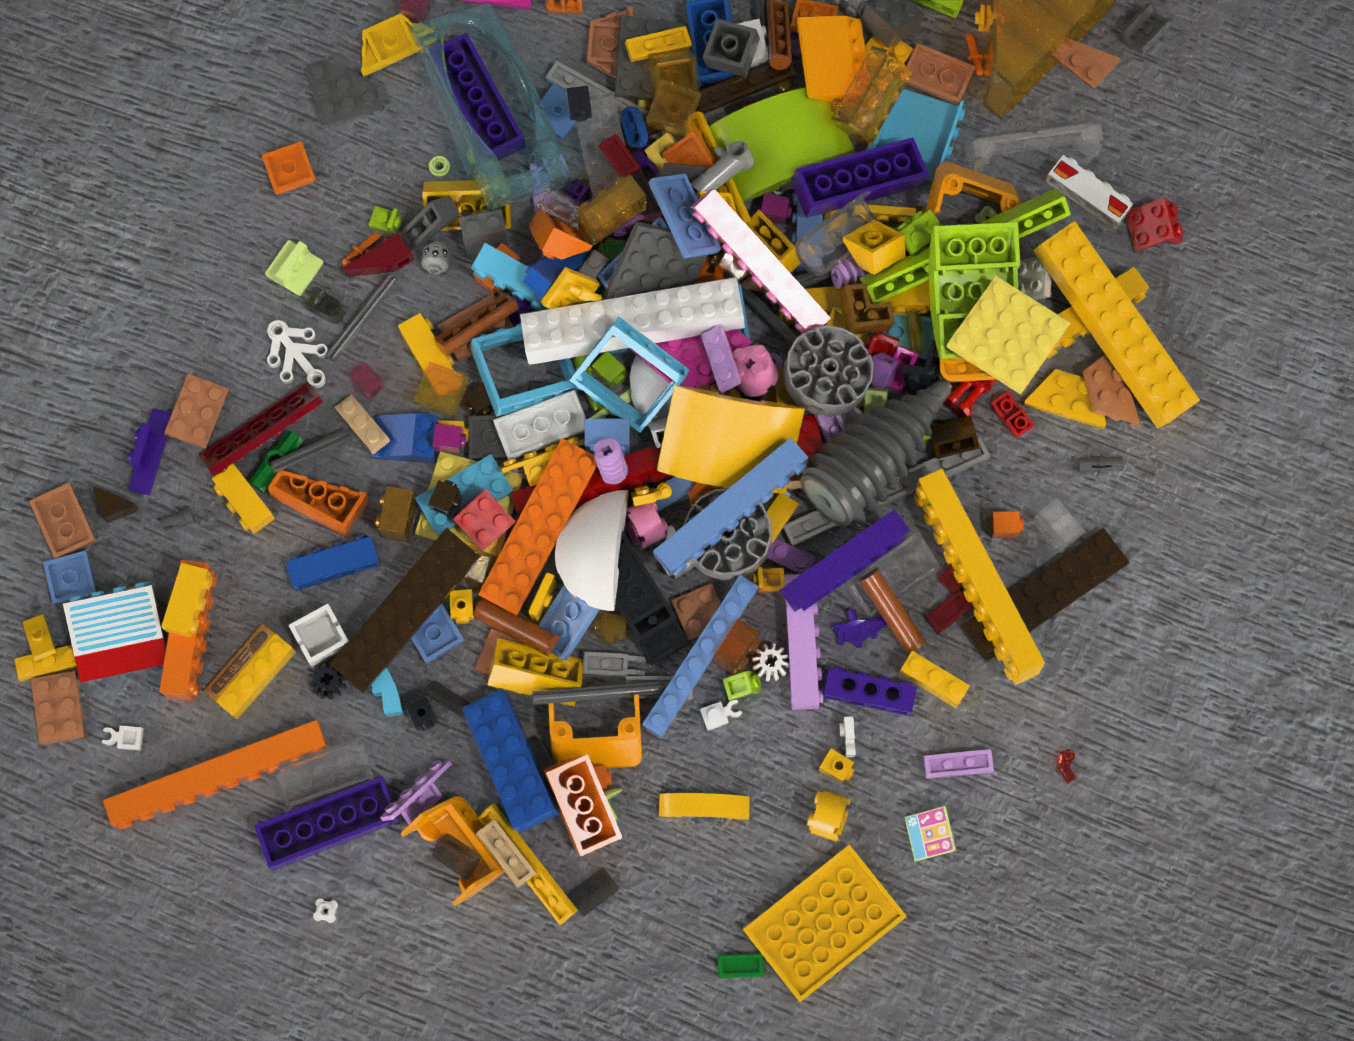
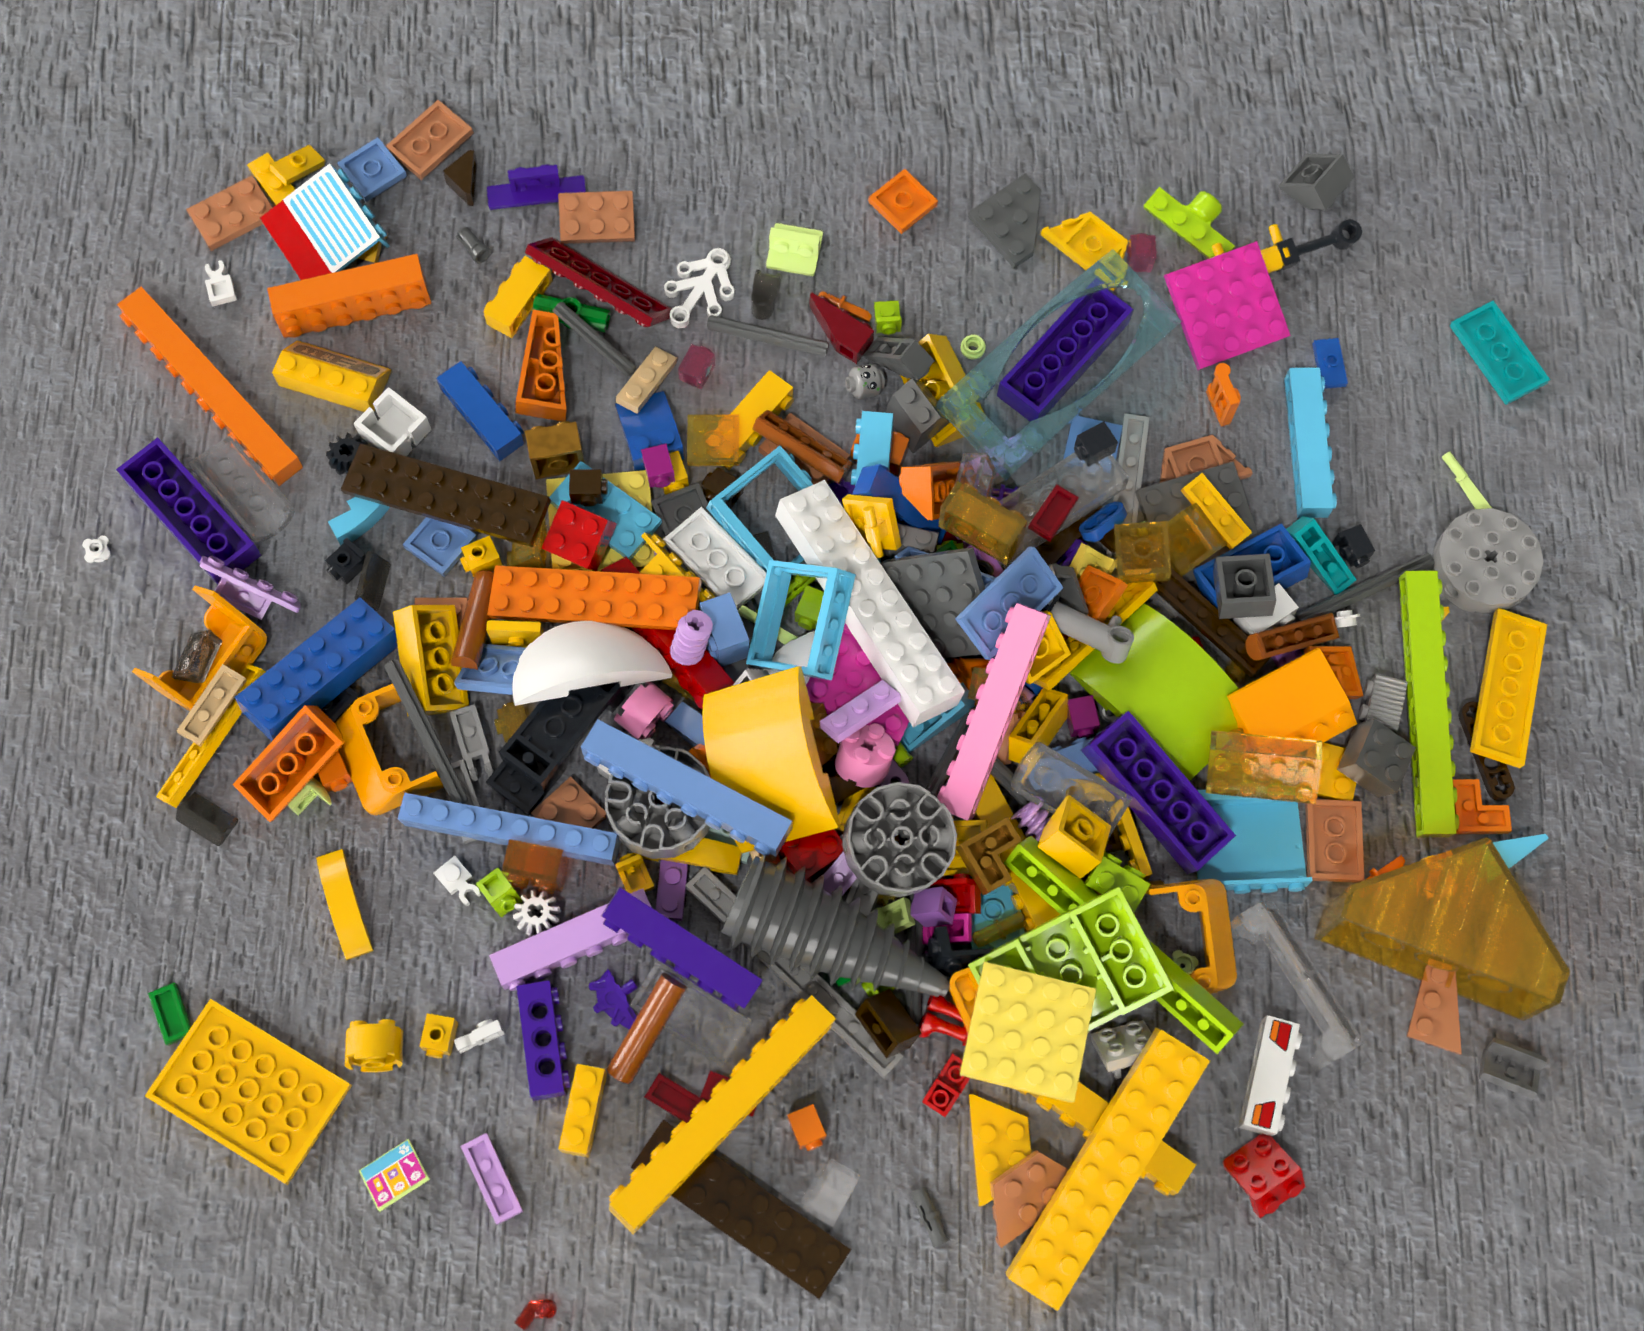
camera: 65 degrees right, 5 degrees down
(187, 600) = (370, 272): yellow brick -> none
(648, 495) = (673, 696): yellow plate -> none

